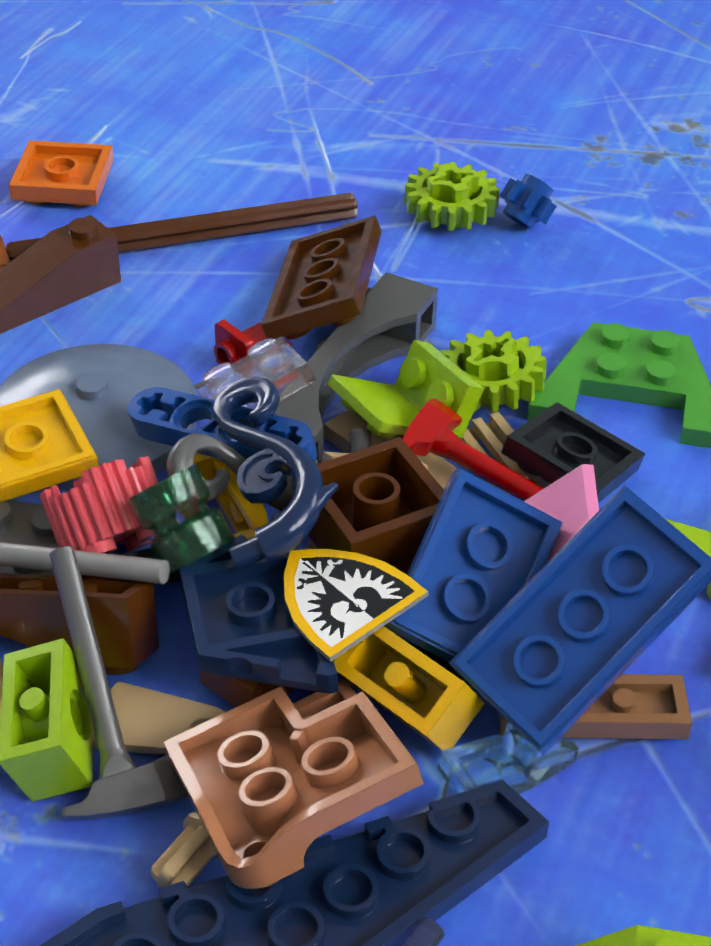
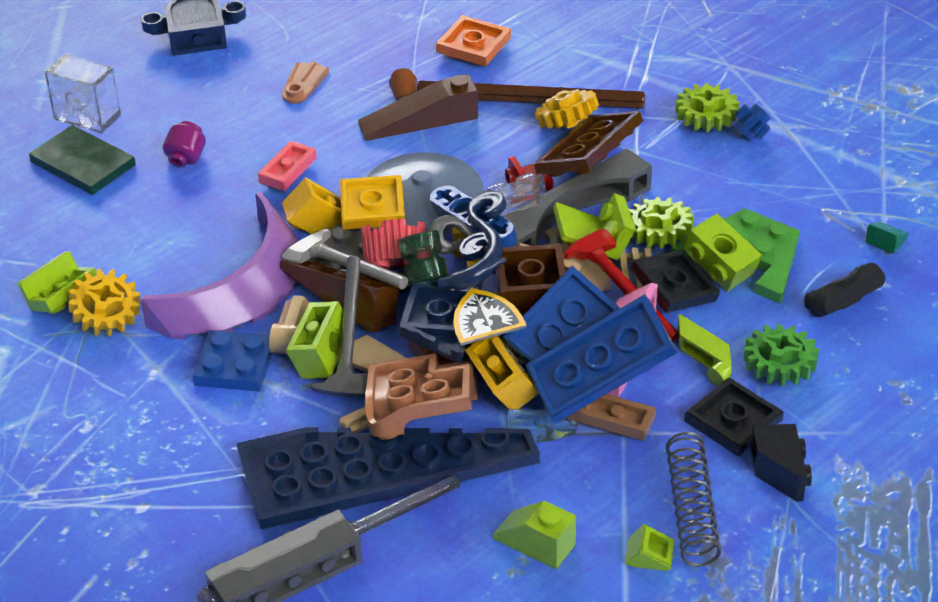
camera: 25 degrees right, 0 degrees up
(259, 237) = (566, 109): none -> yellow gear
(616, 392) = (722, 252): none -> lime brick

